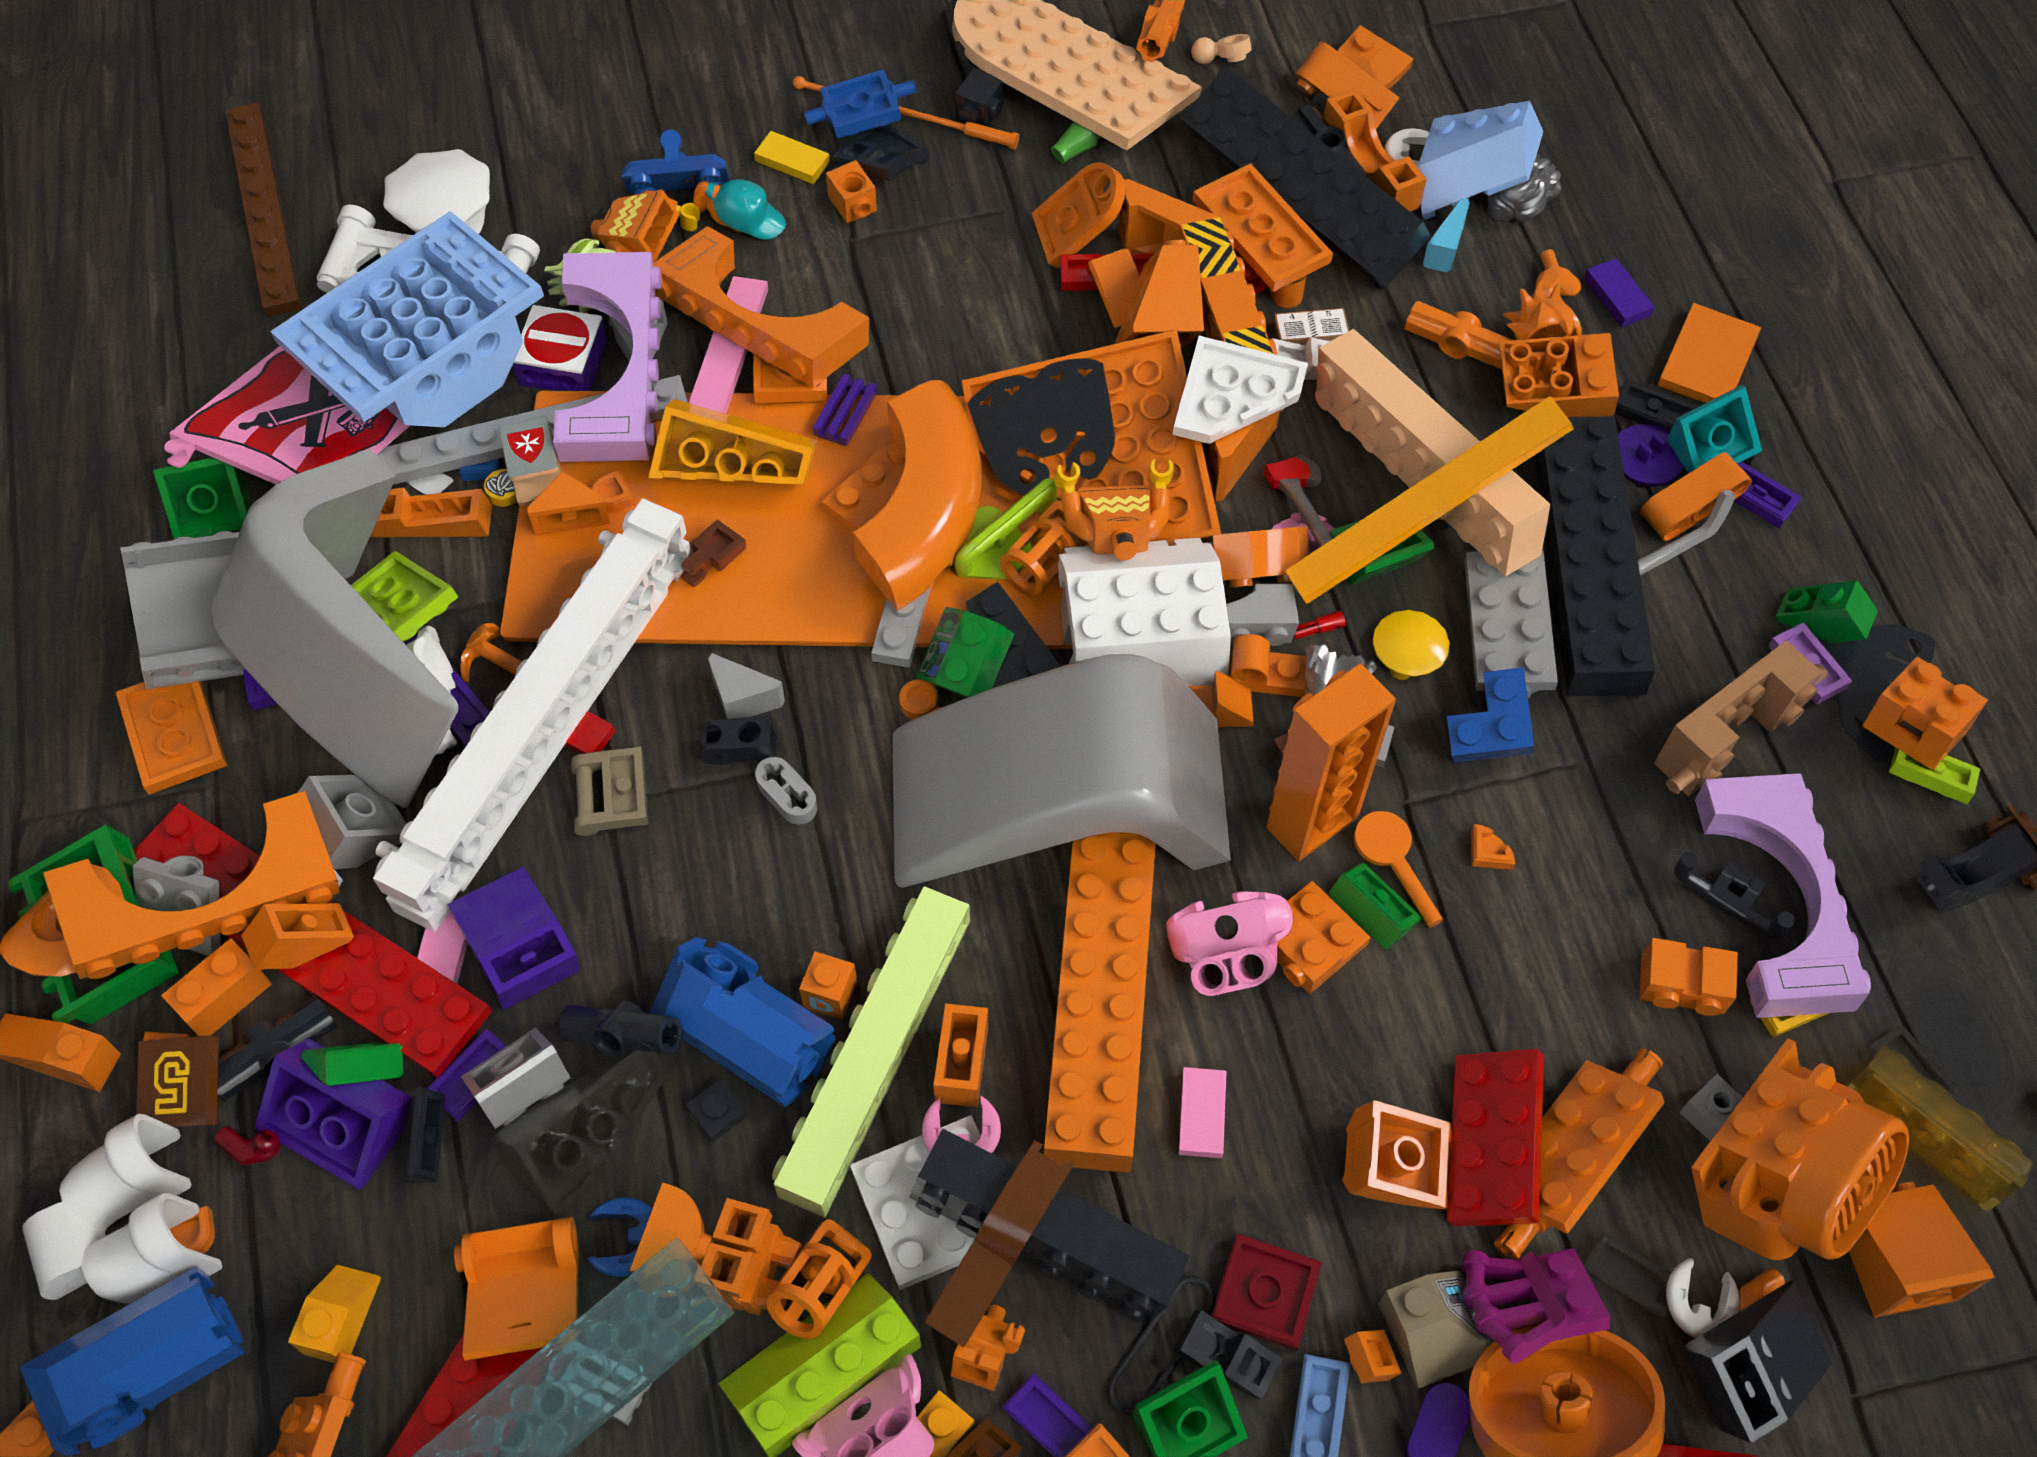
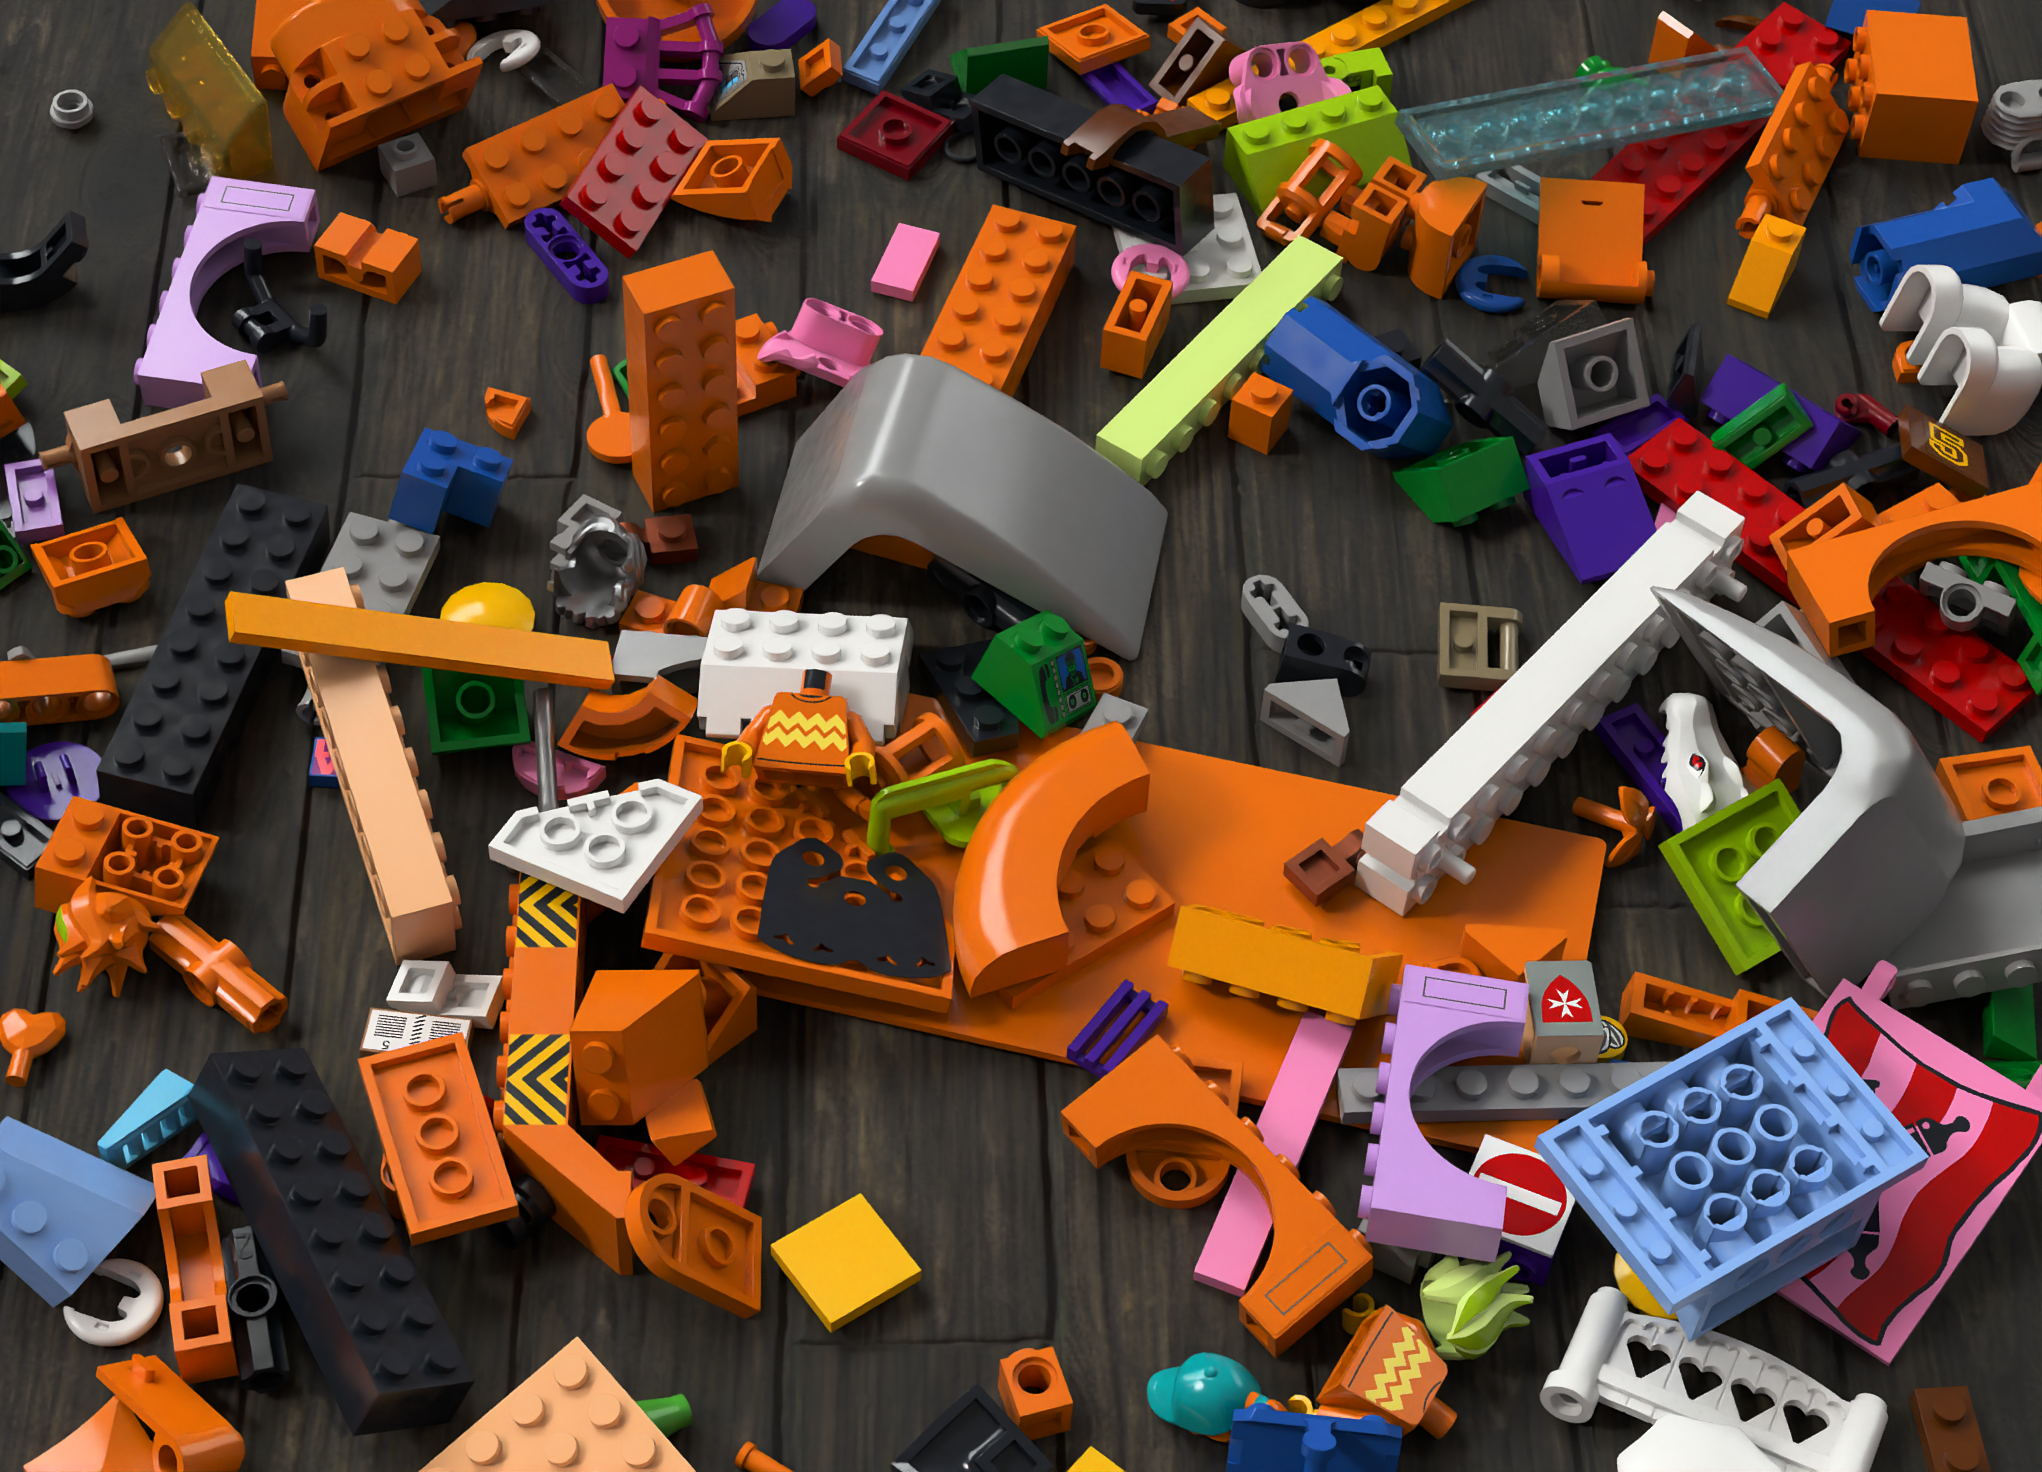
camera: 170 degrees left, 10 degrees down
(631, 955) = (1465, 480): none -> green slope
(987, 243) = (845, 1262): none -> yellow tile
(1515, 1020) = (567, 272): none -> dark purple beam
(1729, 606) = (93, 568): none -> orange slope

